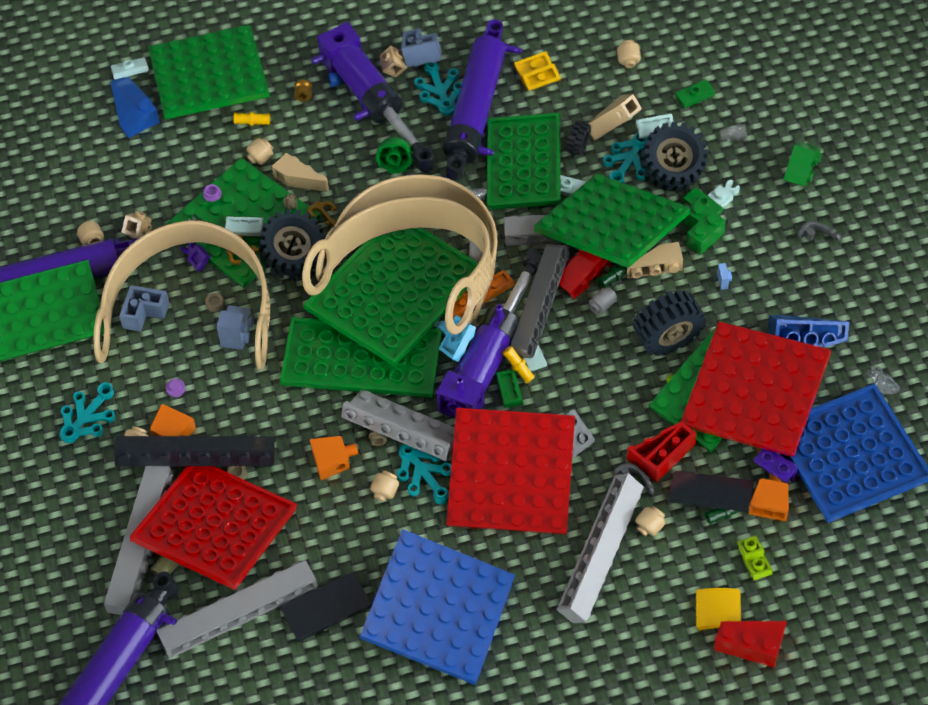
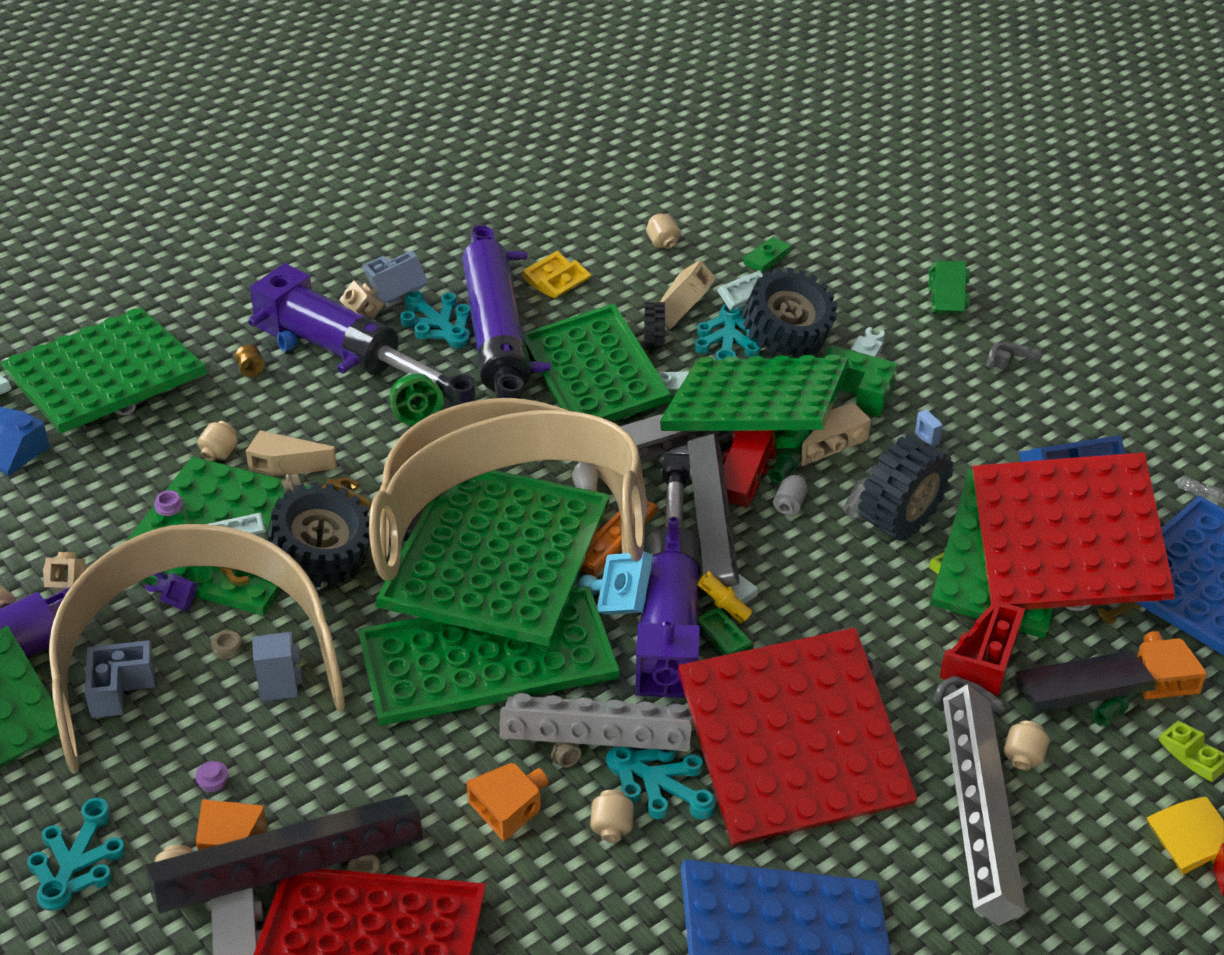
camera: 25 degrees left, 15 degrees down
(246, 118) = (189, 408): yellow pin -> none
(735, 132) = (842, 279): clear cone -> none
(777, 465) = (1145, 619): dark purple bracket -> none

